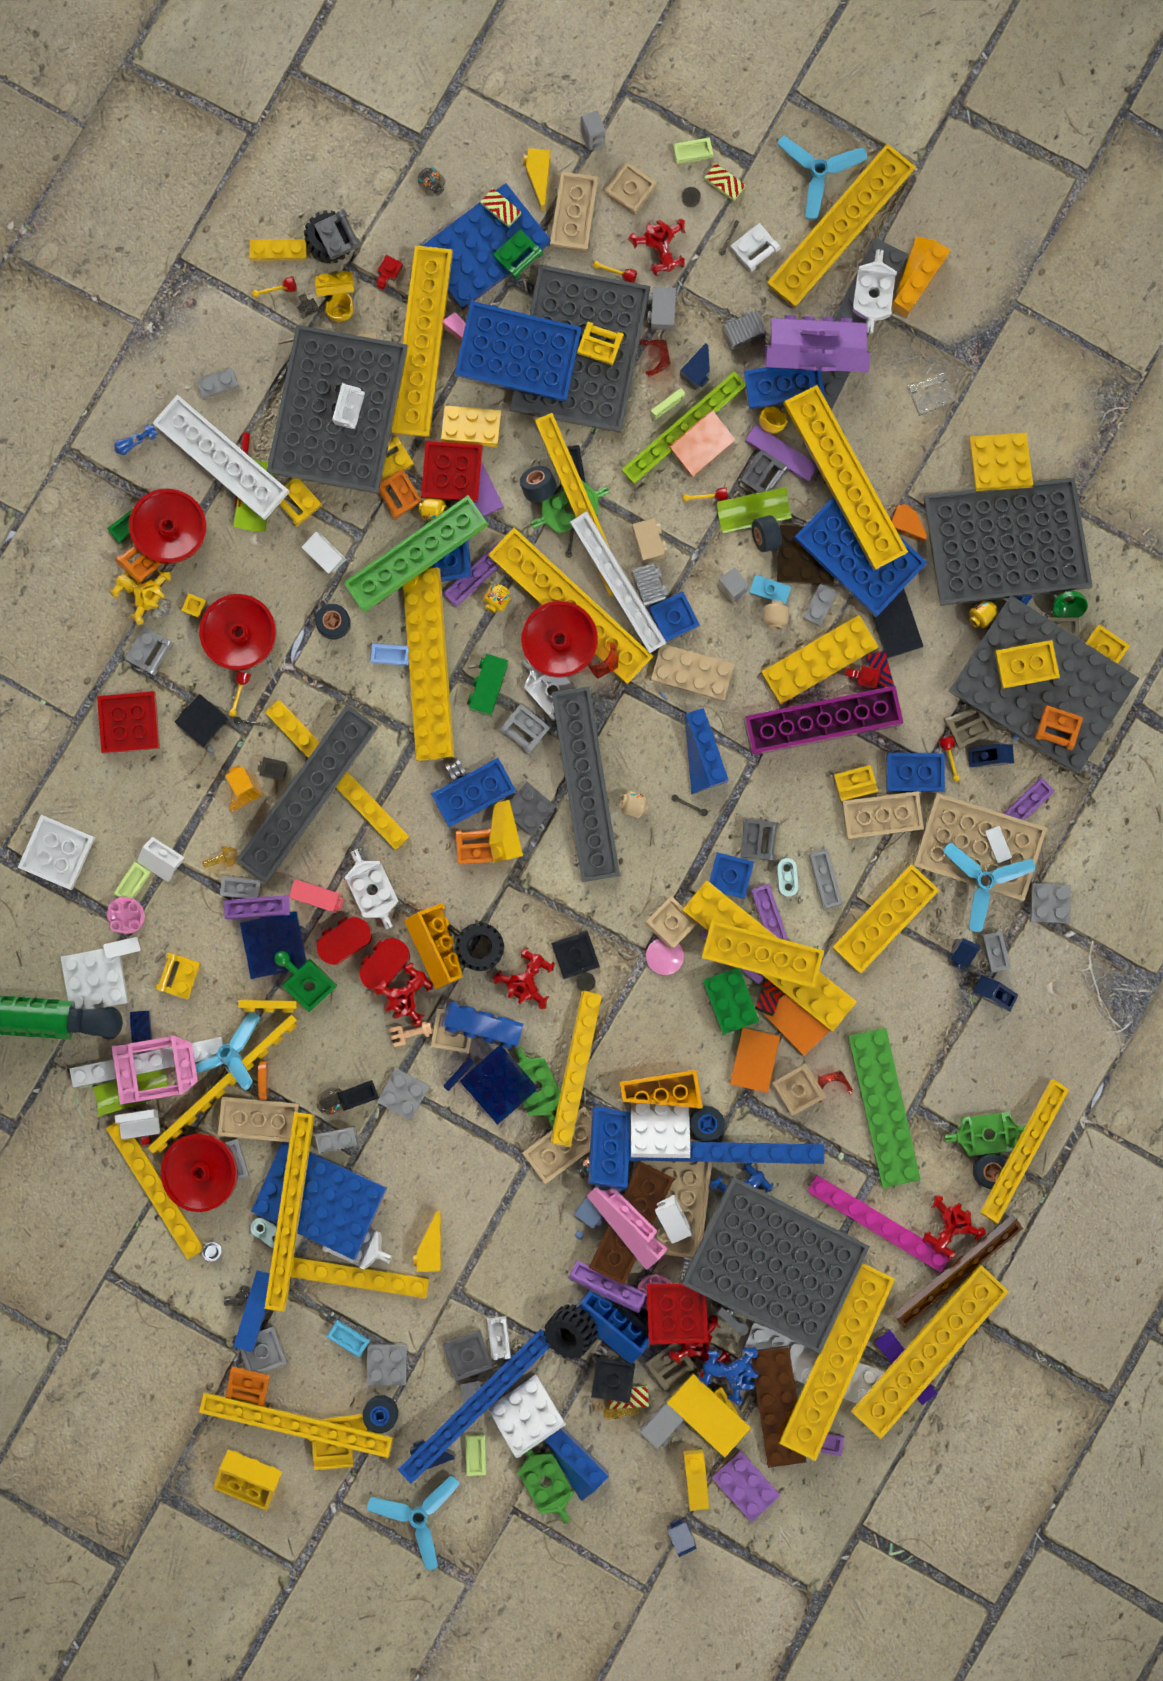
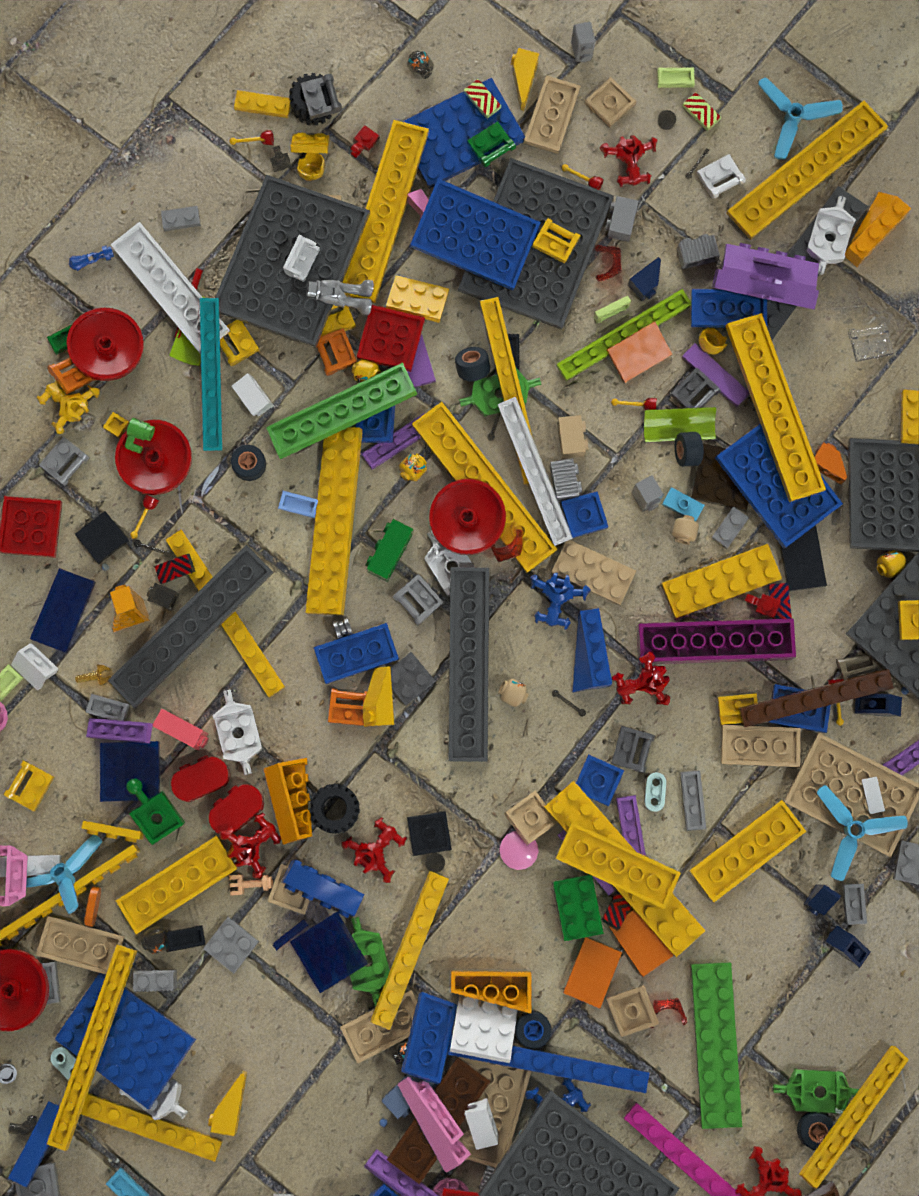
camera: 10 degrees right, 5 degrees down
(177, 799) = (62, 610): none -> clear blue tile
(219, 608) = (139, 430): none -> bright green piece
(279, 539) = (211, 374): none -> teal plate
(280, 739) = (175, 568): none -> tile
(340, 1046) = (176, 885): none -> yellow plate
(387, 435) = (334, 293): none -> light grey piece
(661, 698) = (557, 592): none -> blue piece
(765, 770) = (650, 681): none -> red piece
(929, 759) = (816, 698): none -> reddish brown plate

